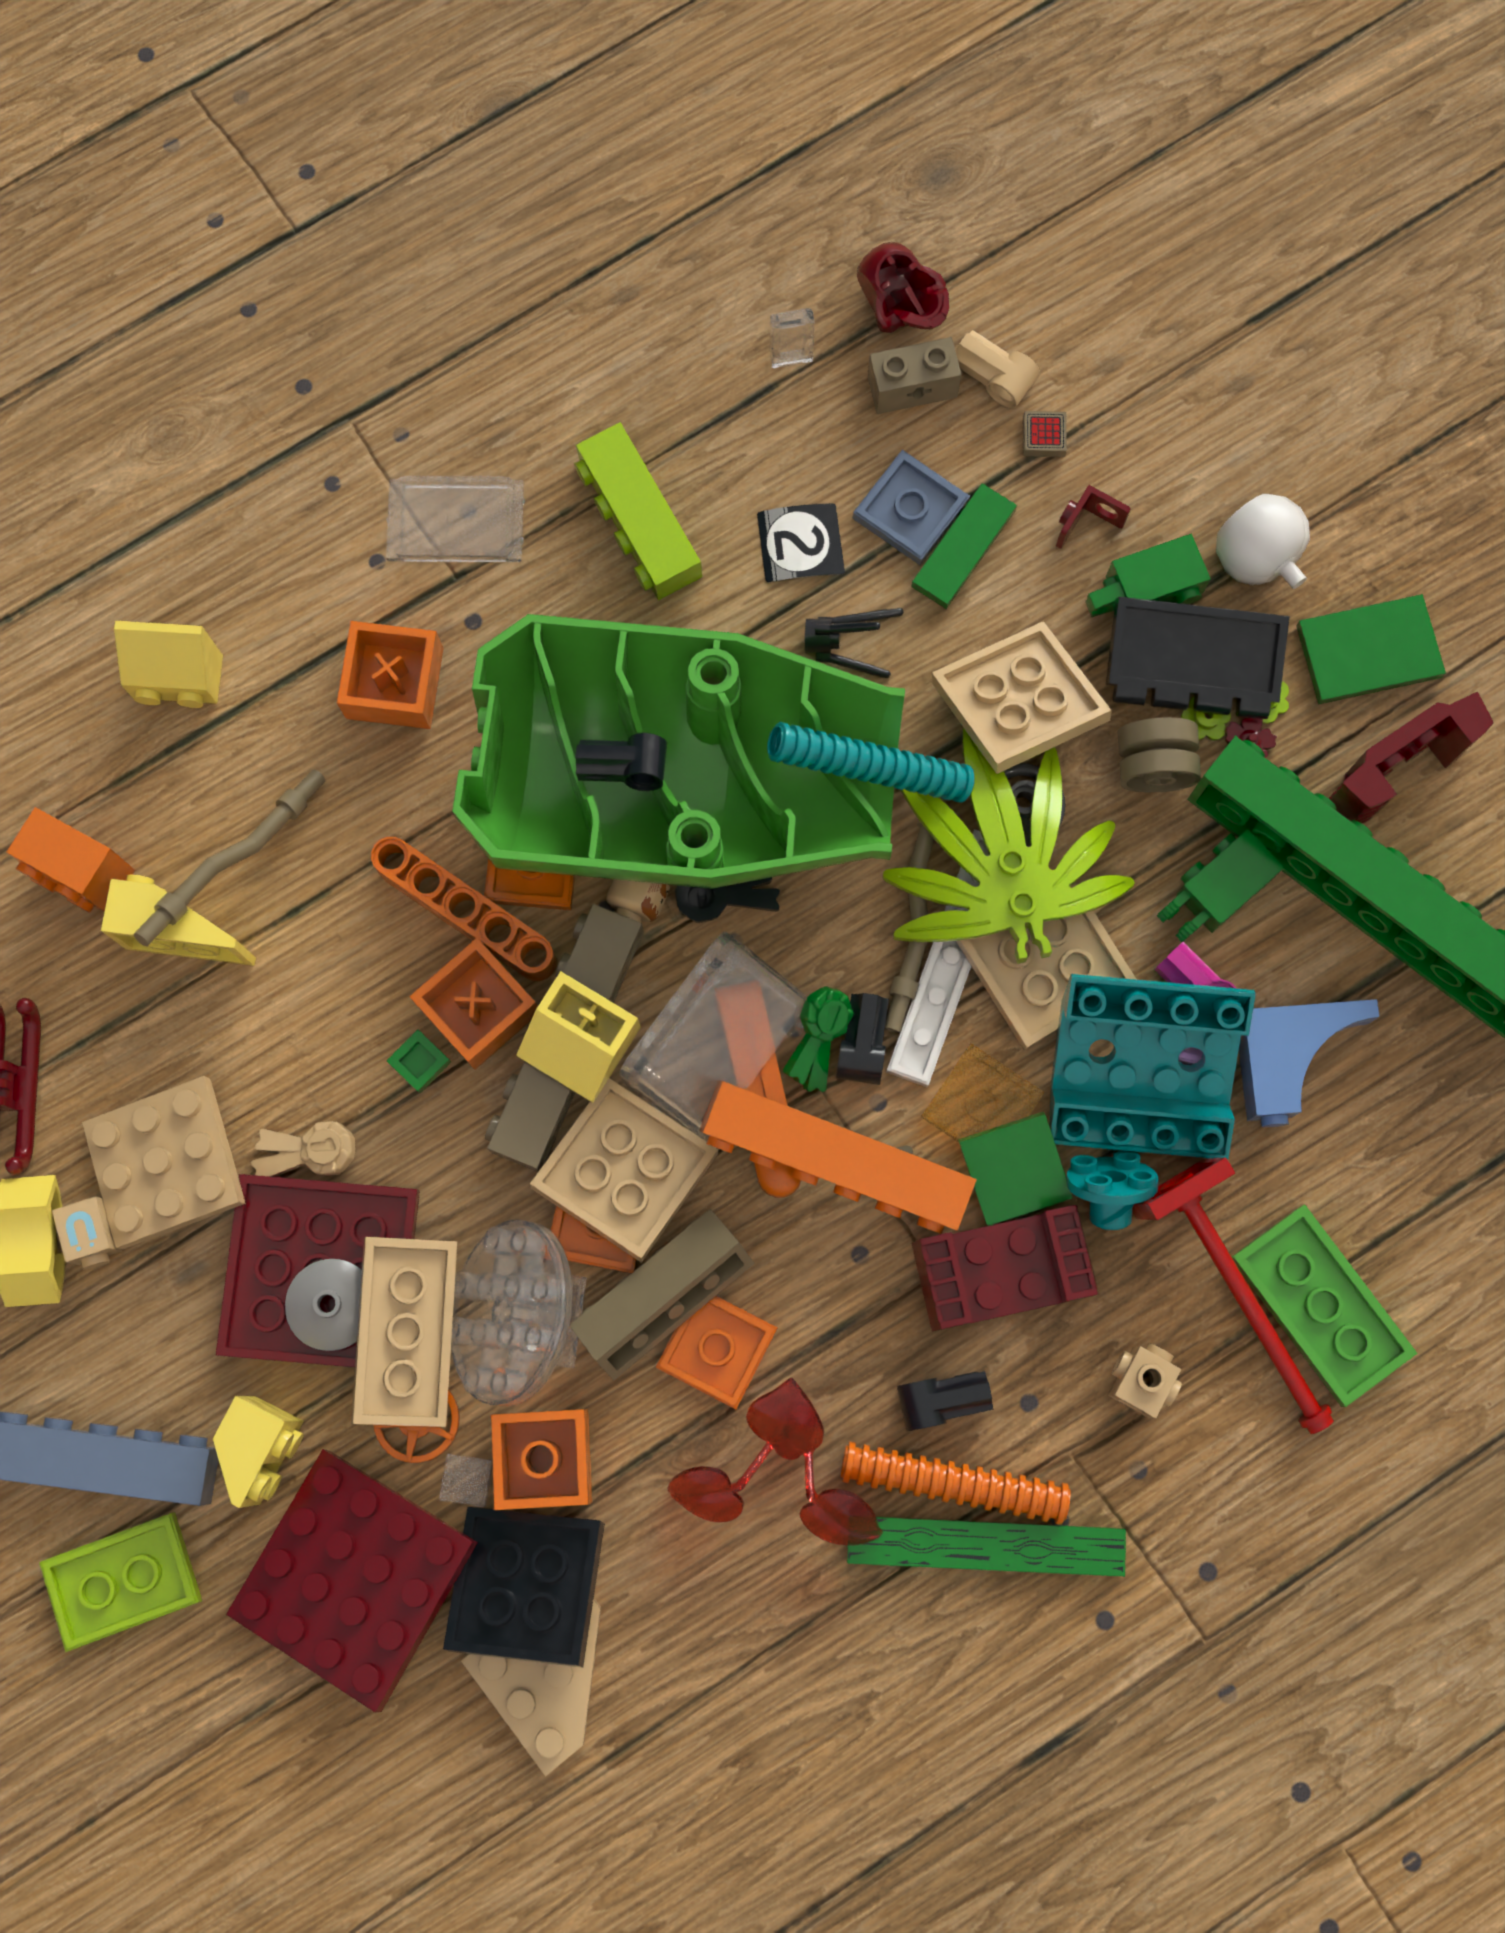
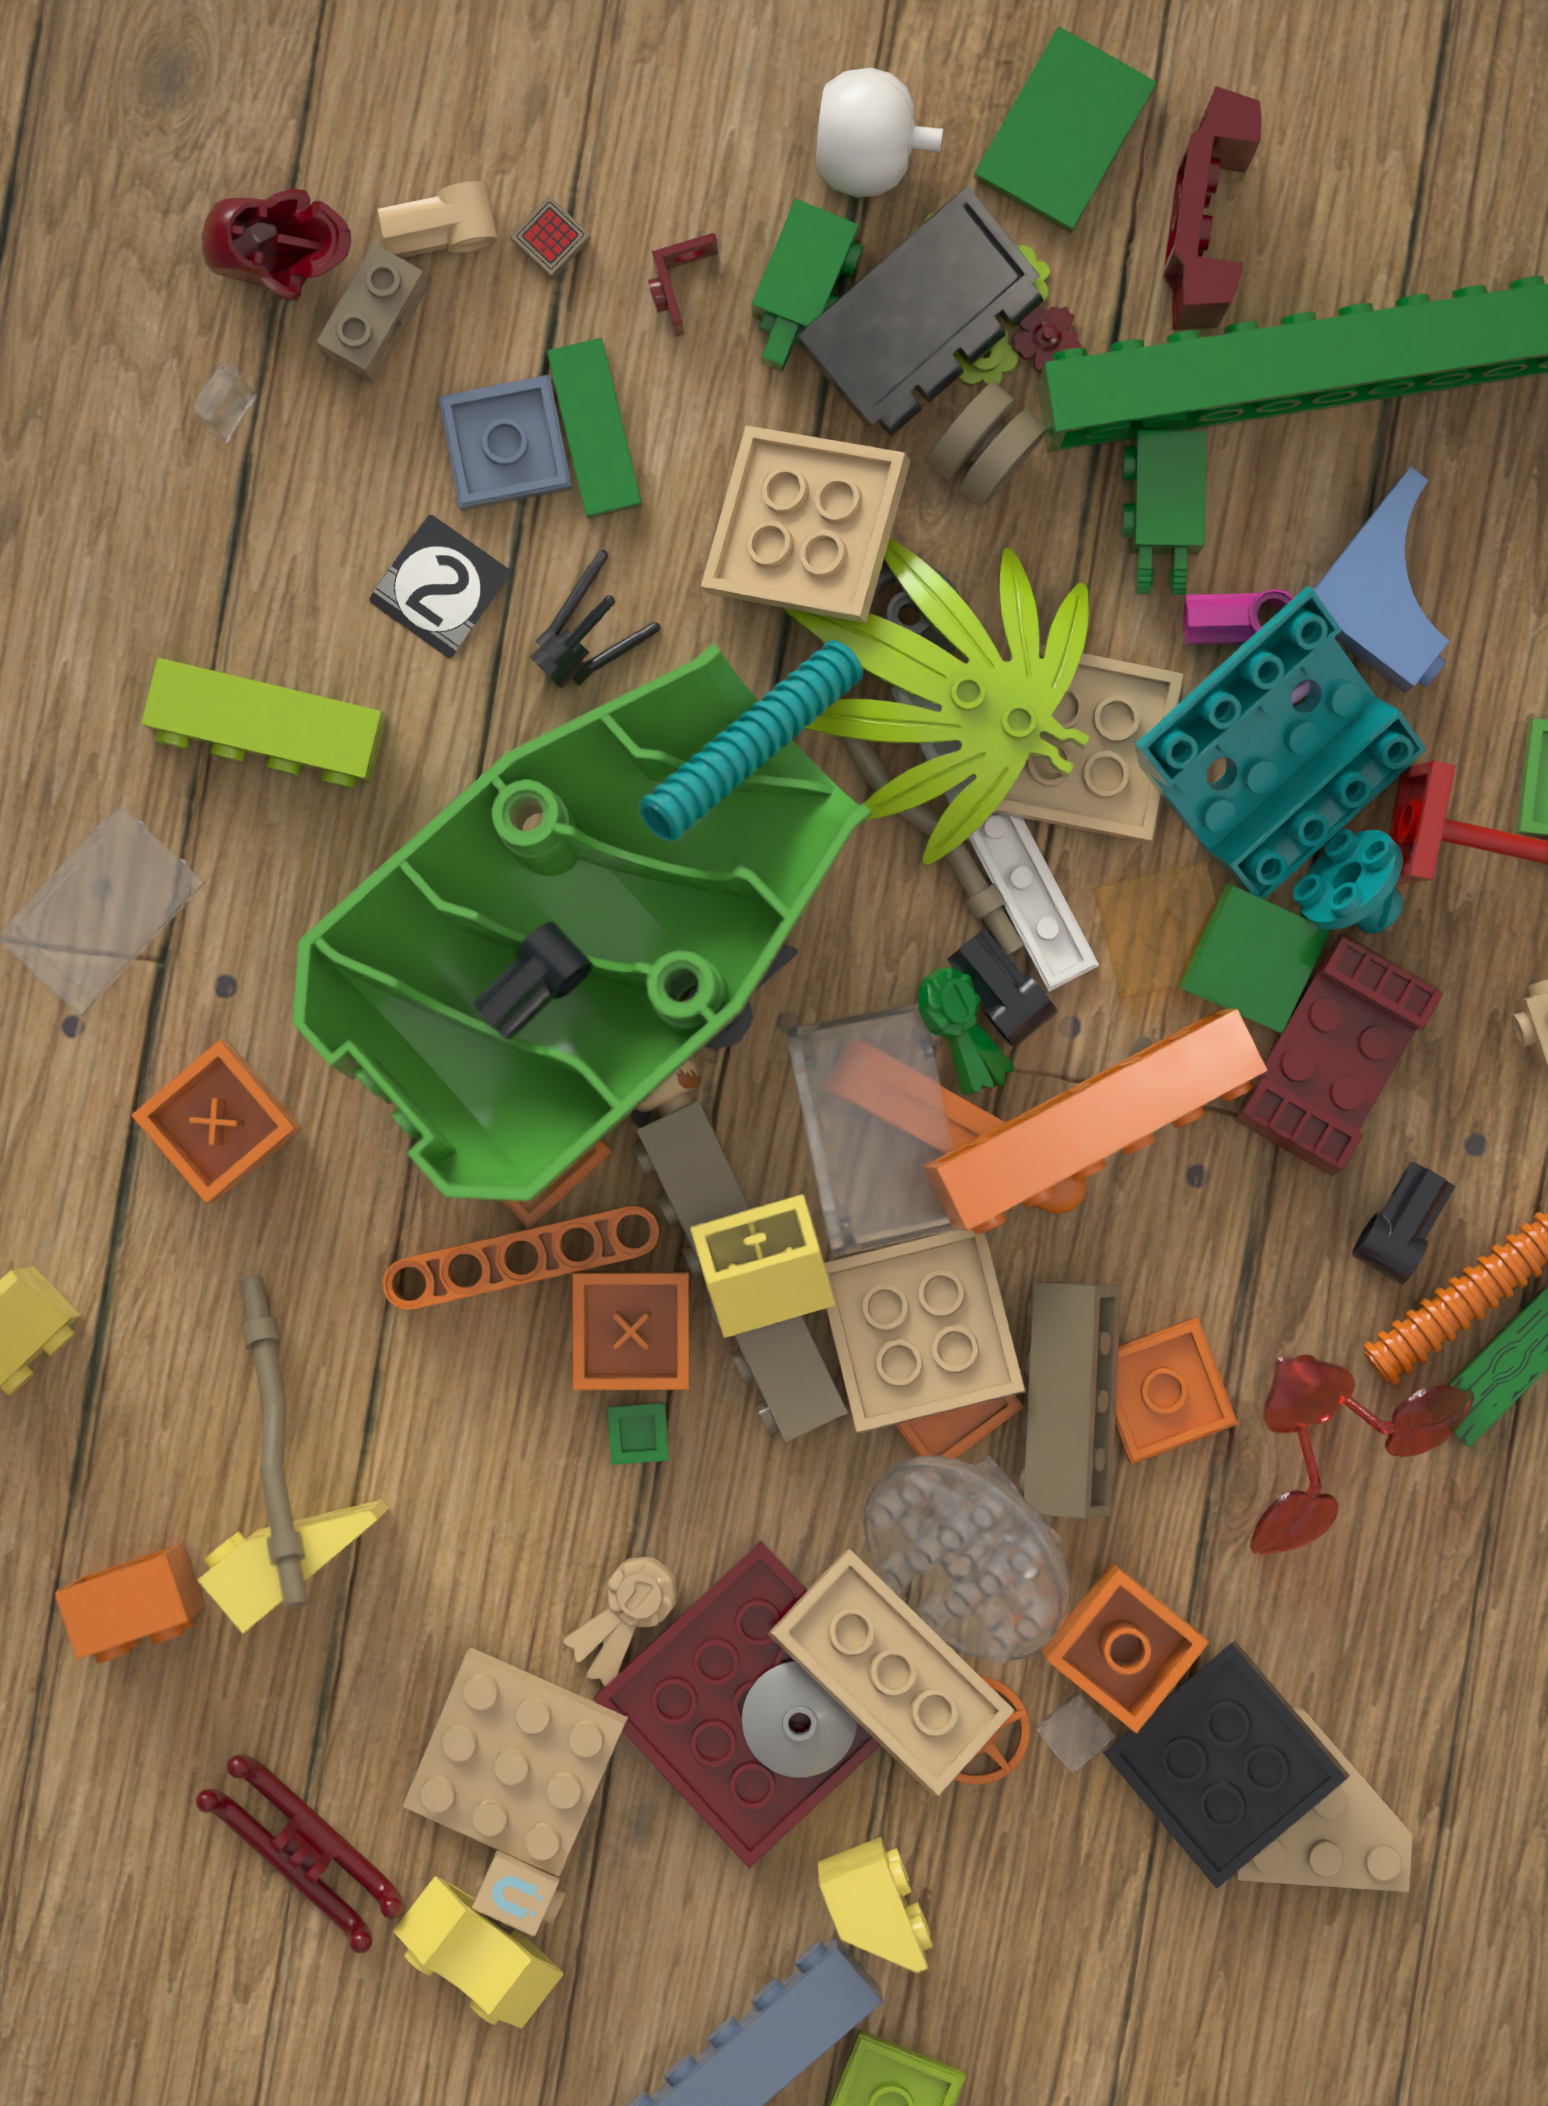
camera: 50 degrees left, 10 degrees up
(351, 1580) = (1074, 1917): dark red plate -> none

